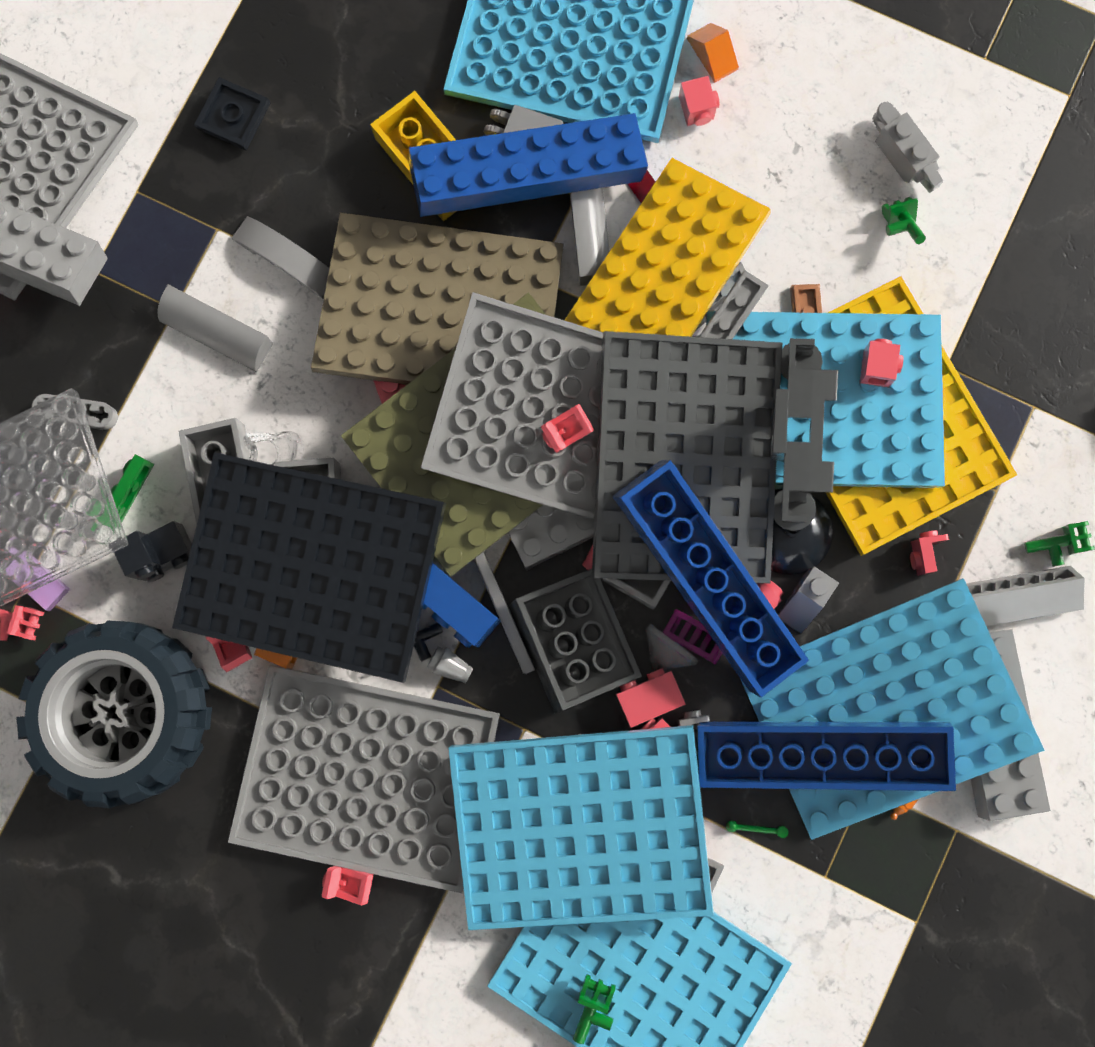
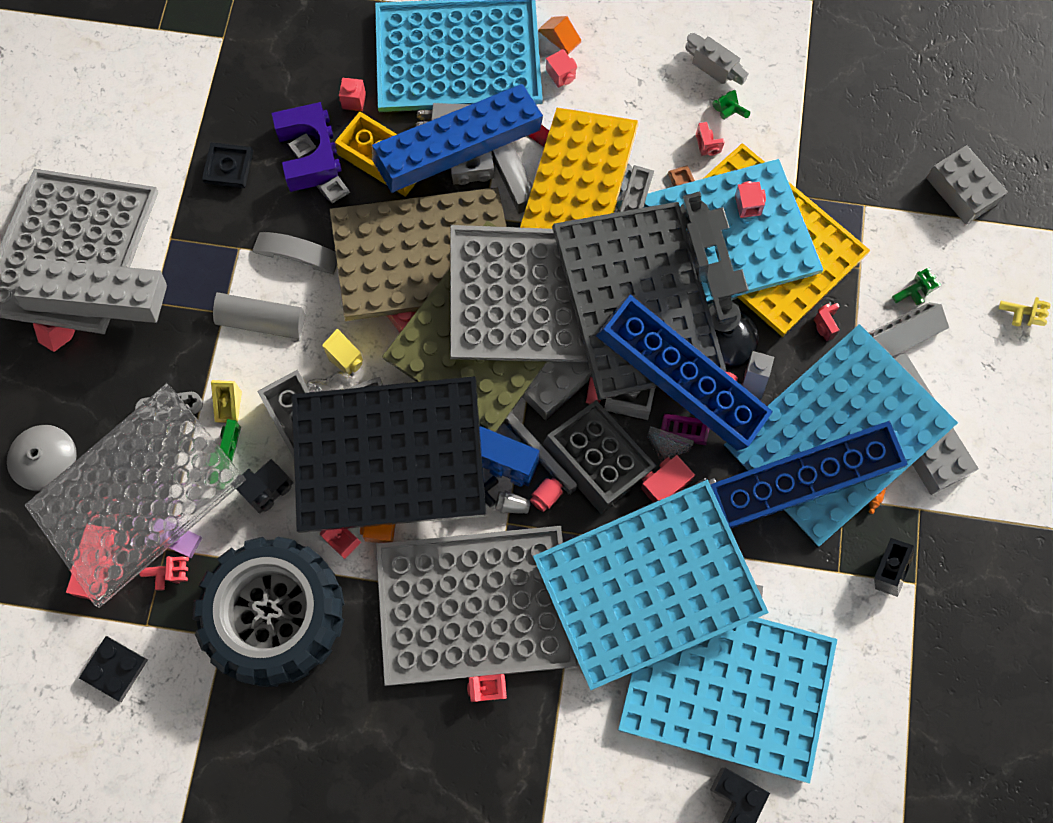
camera: 25 degrees left, 10 degrees down
(142, 428) = (226, 400): none -> light yellow slope
(299, 410) = (342, 352): none -> light yellow slope
(343, 152) = (331, 190): none -> light grey slope
(348, 149) = (320, 165): none -> dark purple arch
(416, 61) = (352, 94): none -> coral brick
(495, 667) = (546, 494): none -> coral brick
(550, 217) = (482, 172): none -> light grey brick
(566, 428) = (548, 299): coral bracket -> none
(594, 997) = (702, 710): green arm -> none
(780, 831) = (795, 549): green hinge -> none
(854, 259) = (705, 141): none -> coral bracket
(895, 899) = (894, 567): none -> black brick

